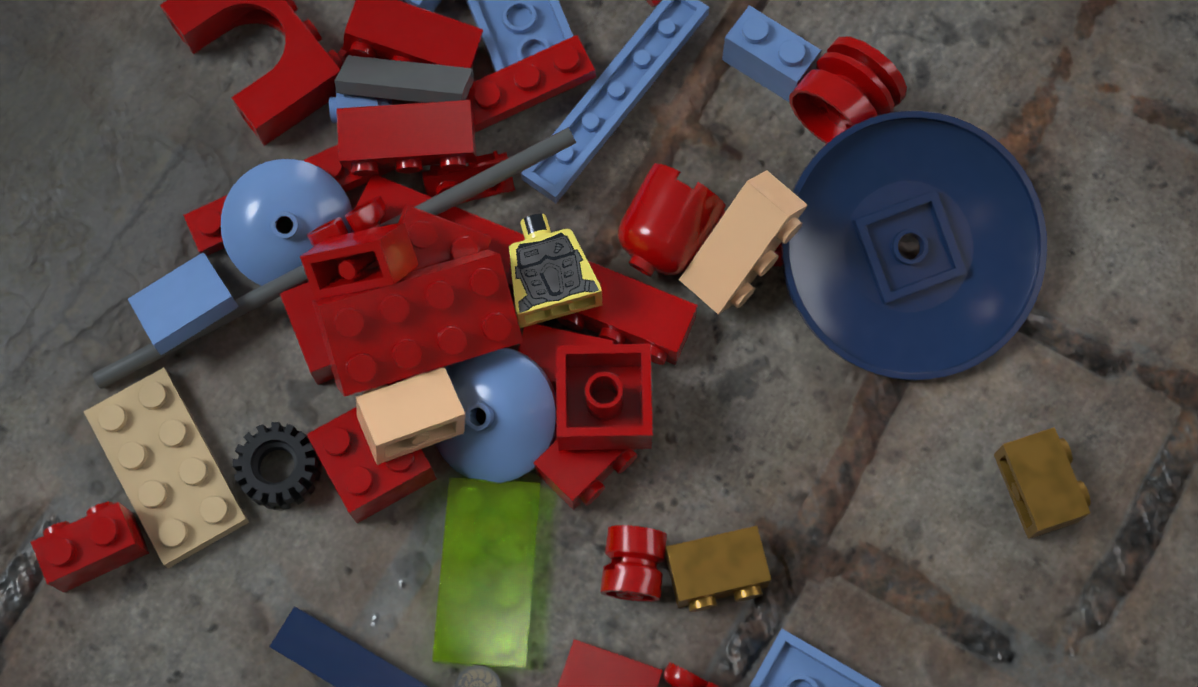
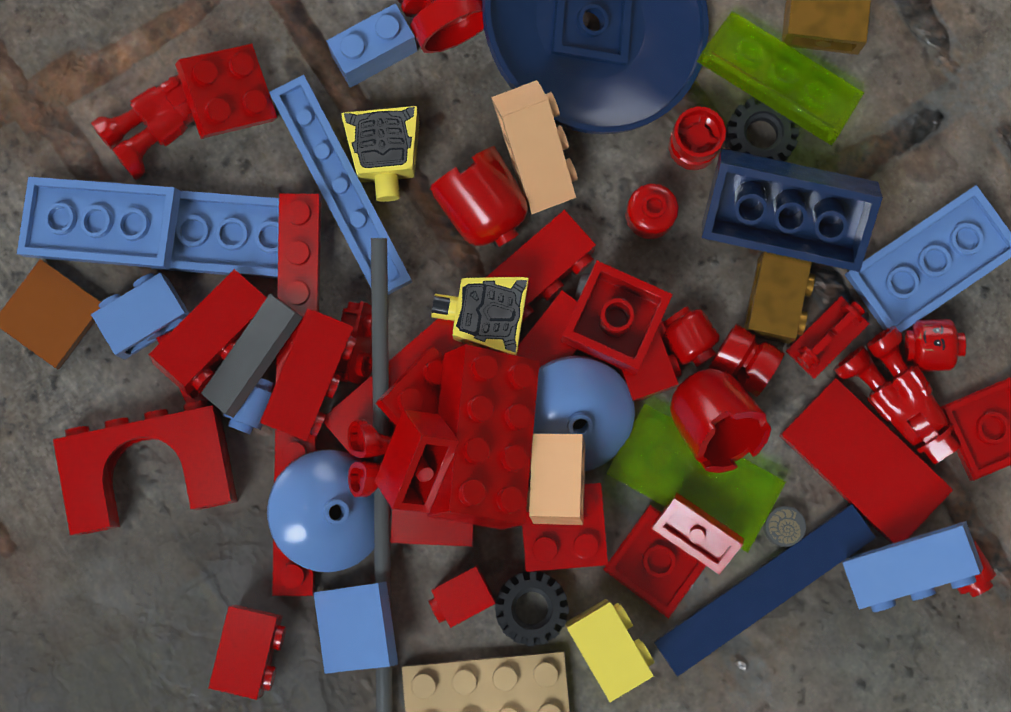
camera: 65 degrees left, 10 degrees up
(116, 213) = (247, 652): none -> red brick
(255, 385) = (461, 597): none -> red brick
(264, 554) = (609, 649): none -> light yellow brick
(383, 574) = (653, 566): none -> red tile
(425, 594) = (698, 533): none -> plate
(551, 556) = (718, 419): none -> red cylinder
(632, 495) = (690, 336): none -> red head
(676, 112) = (383, 147): none -> torso
(703, 643) = (828, 336): none -> red hinge
(742, 395) = (651, 211): none -> red head
(814, 531) = (791, 210): none -> dark blue brick
(842, 405) = (697, 138): none -> red wheel
(903, 453) = (755, 111): none -> black tyre
(953, 463) = (781, 77): none -> clear neon green tile

